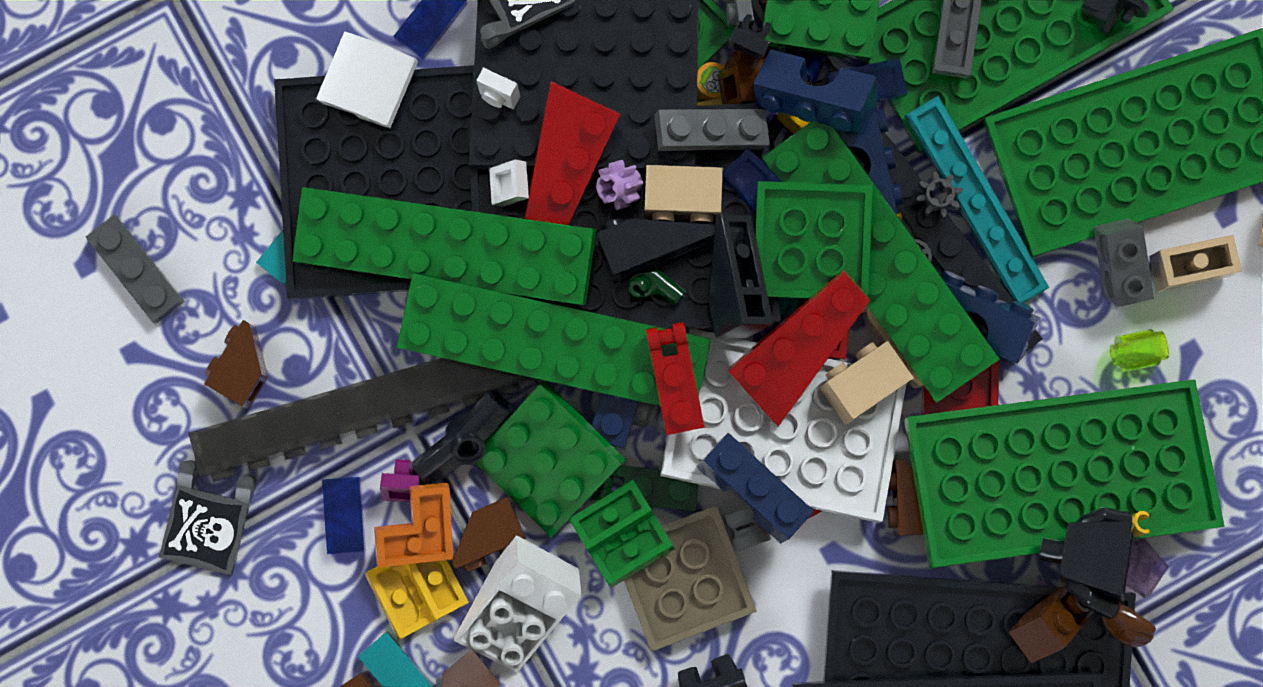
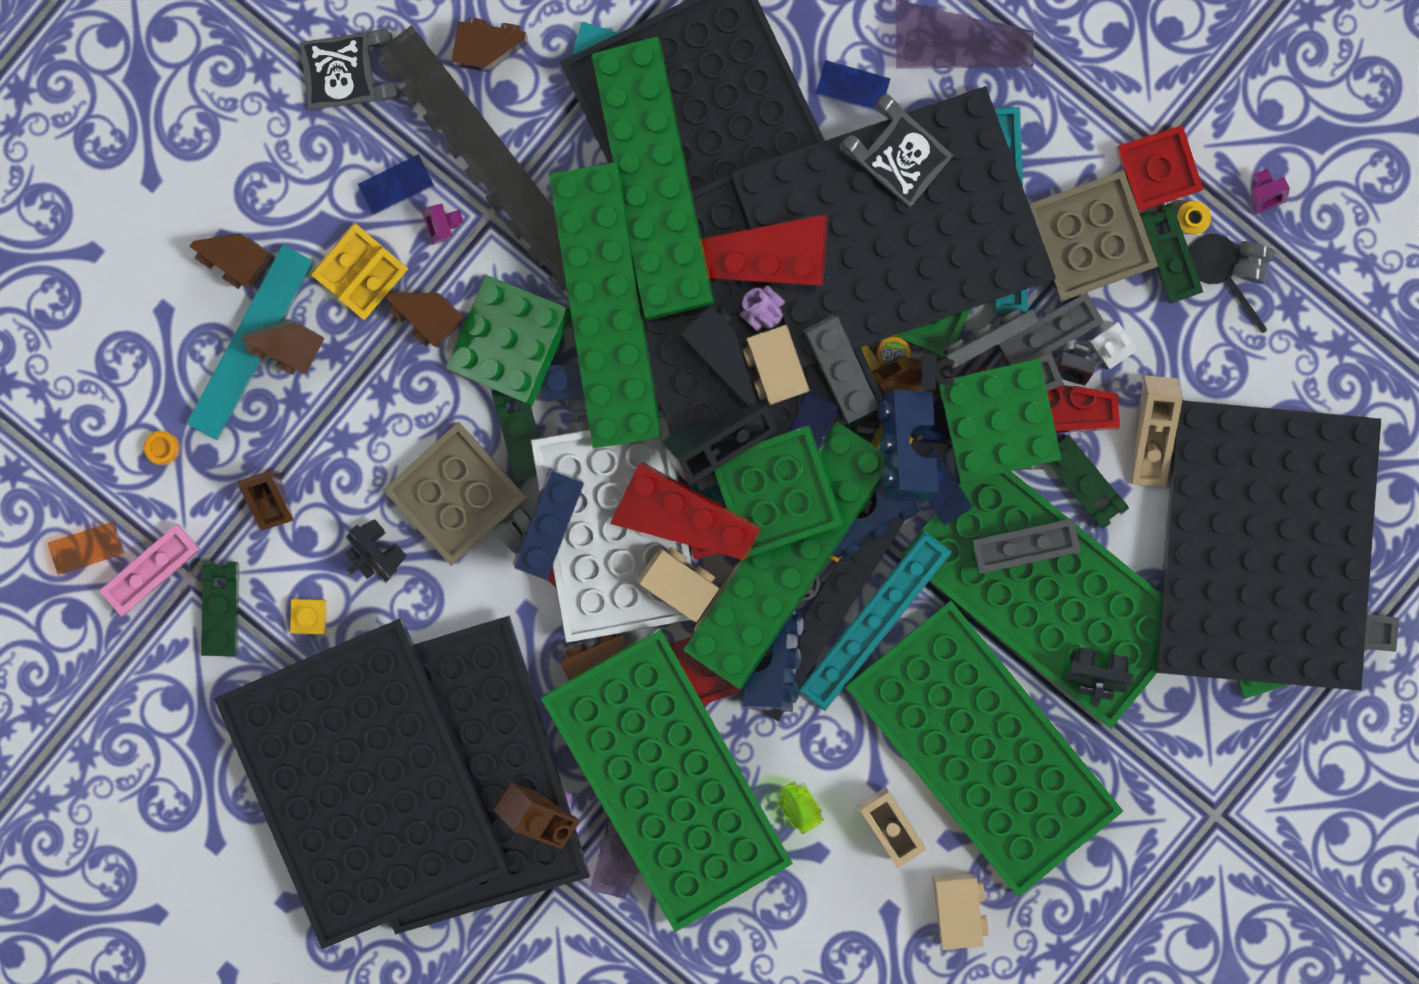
camera: 70 degrees right, 5 degrees up
(367, 79) = (774, 54): white slope -> none
(426, 537) = (403, 262): orange plate -> none
(463, 439) = (498, 261): black piece -> none
(497, 89) = (802, 171): white plate -> none
(508, 183) = (727, 213): white plate -> none
(519, 604) = (378, 363): white slope -> none
(621, 534) = (470, 426): green slope -> none
(655, 283) = (689, 371): dark green arm -> none
(675, 380) = (611, 421): red plate -> none
(933, 203) = (874, 587): dark grey gear -> none
(1097, 568) = (595, 834): black torso -> none
(1123, 262) = (868, 765): dark grey brick -> none

